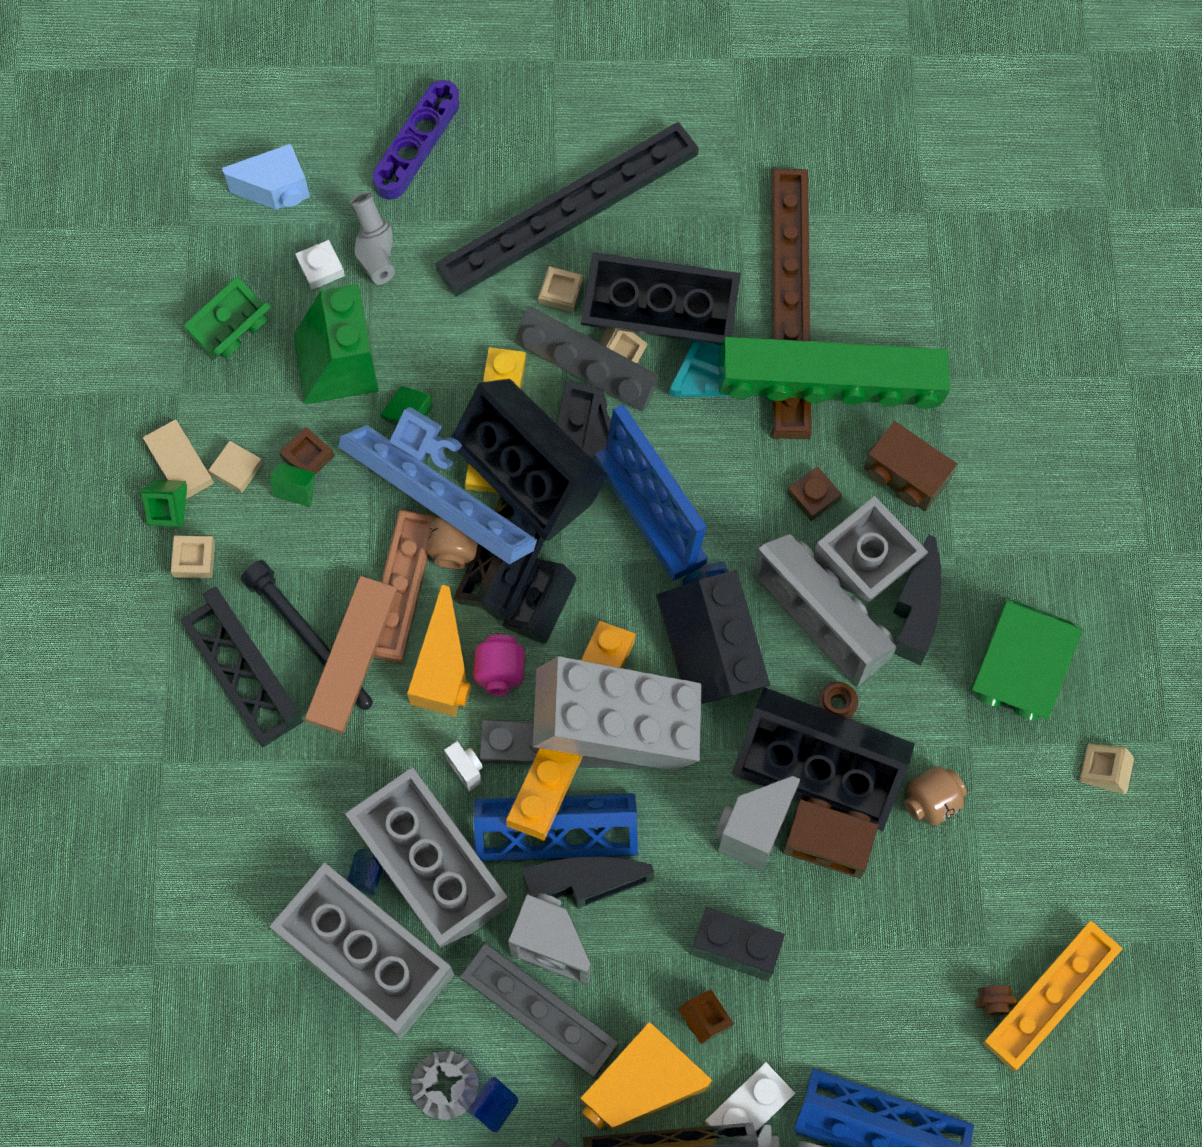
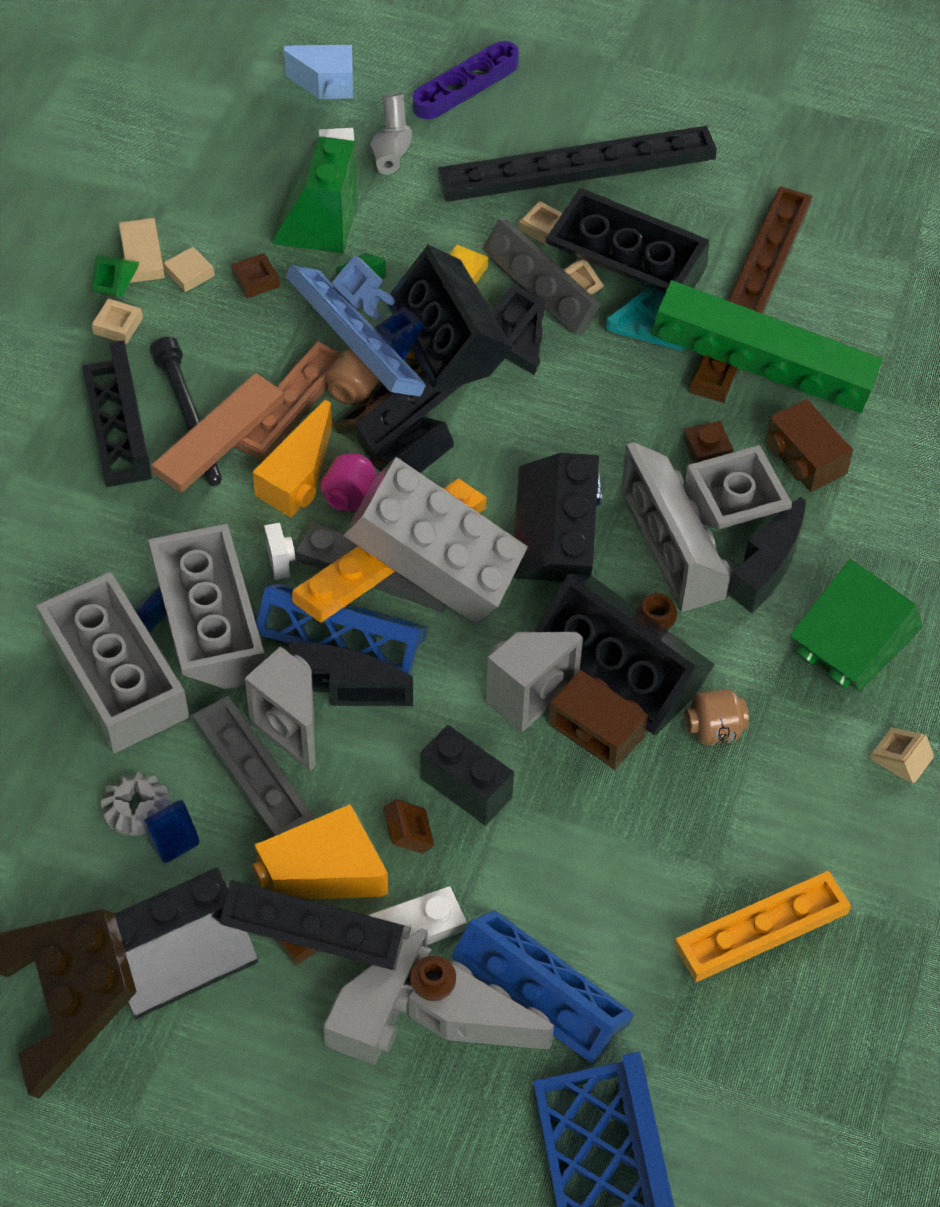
camera: 20 degrees right, 15 degrees down
(226, 319) = (235, 158): green bracket -> none
(292, 484) = (230, 292): green slope -> none
(484, 481) = (400, 331): none -> clear blue slope
(652, 496) = (547, 380): blue fence -> none
(995, 1000) = (701, 907): reddish brown plate -> none

